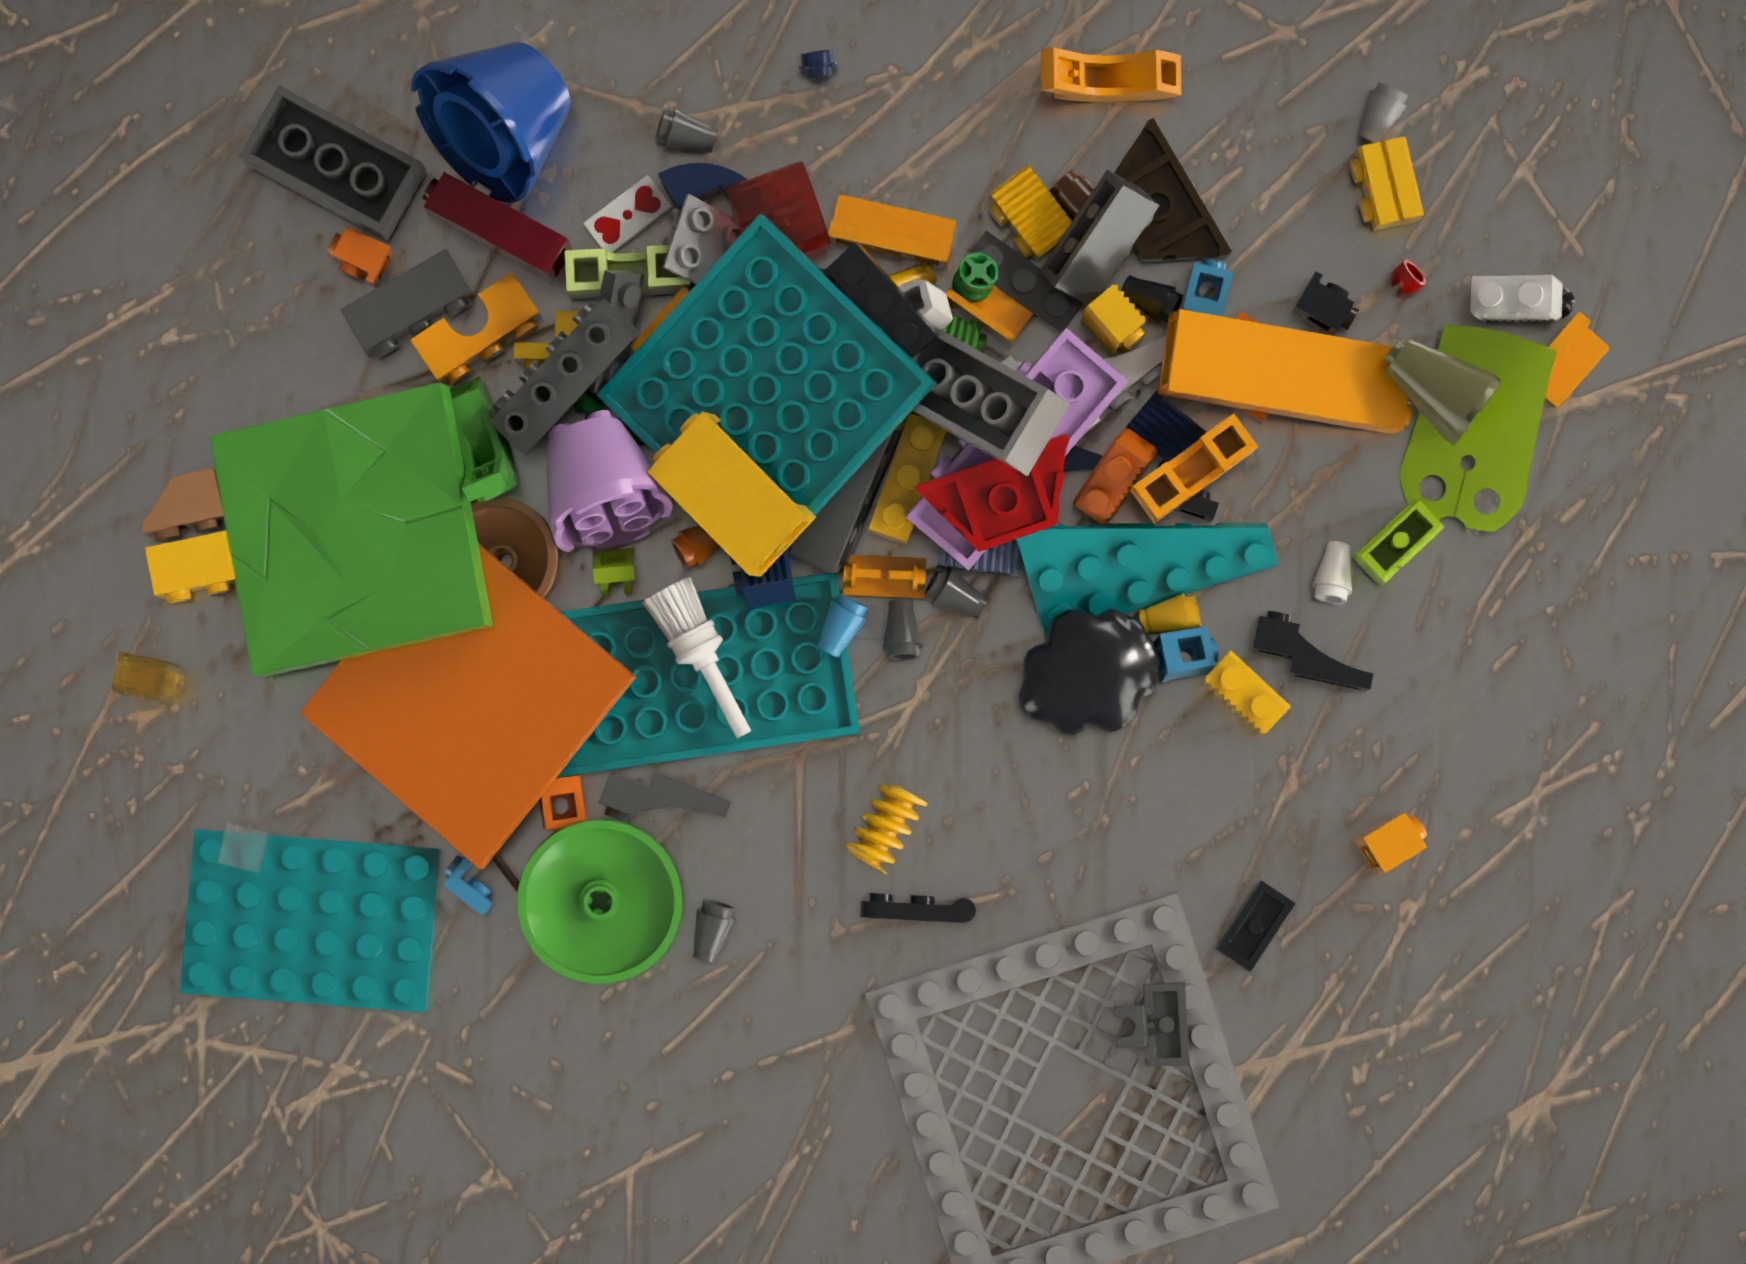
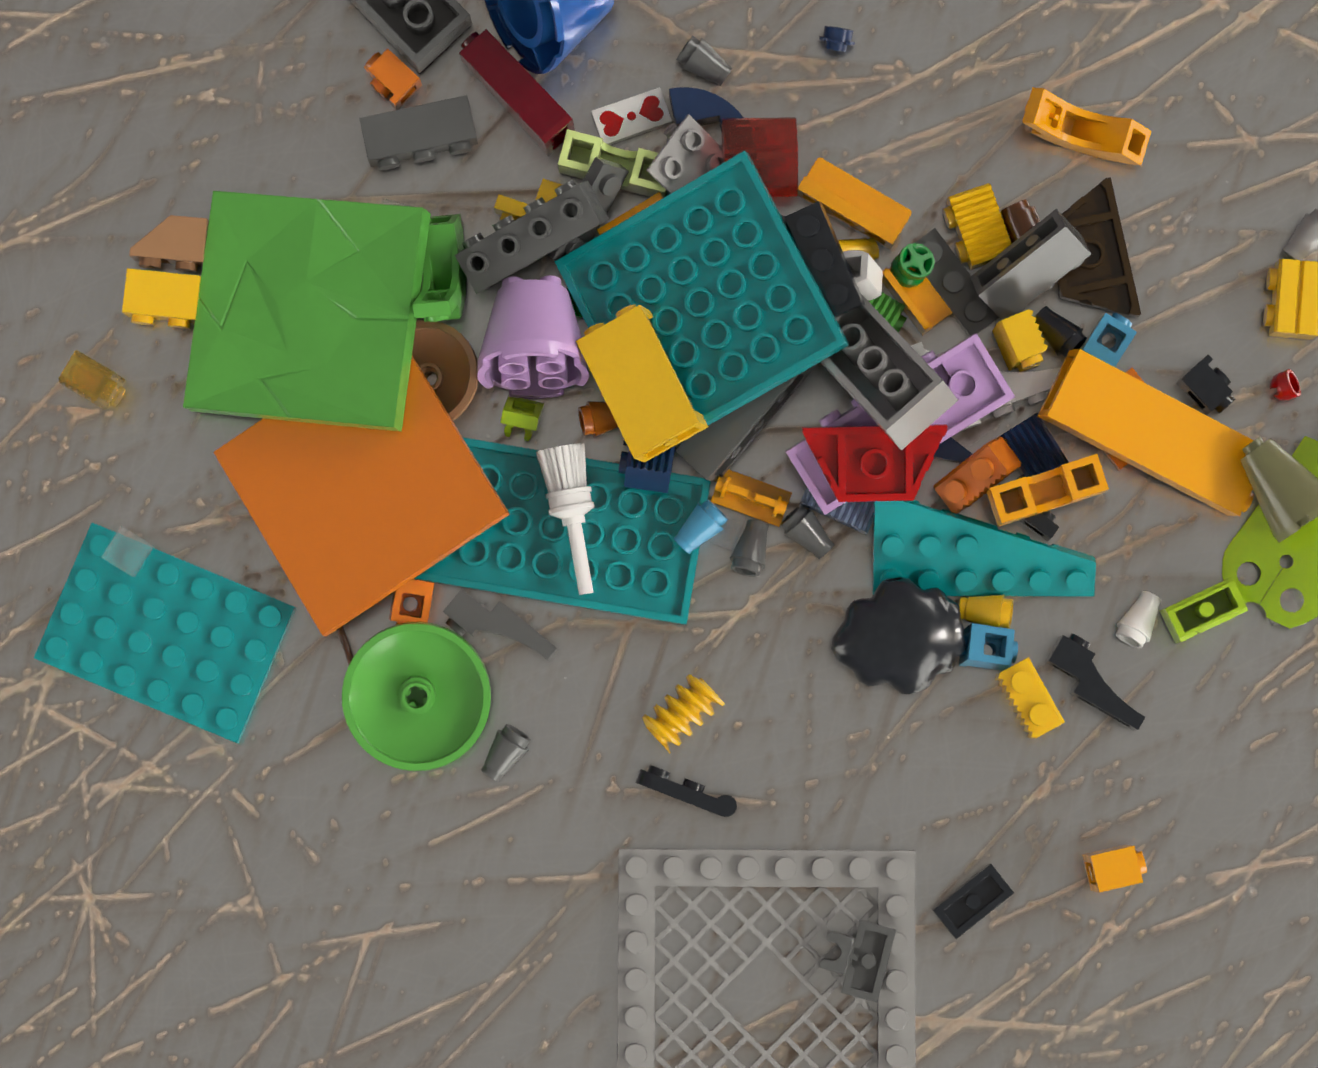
camera: 25 degrees right, 0 degrees up
(471, 892) = (309, 653): dark azure bracket -> none
(509, 315) = (502, 169): light orange arch -> none
(589, 403) = (546, 267): green hinge -> none
(911, 465) = (804, 409): yellow brick -> none

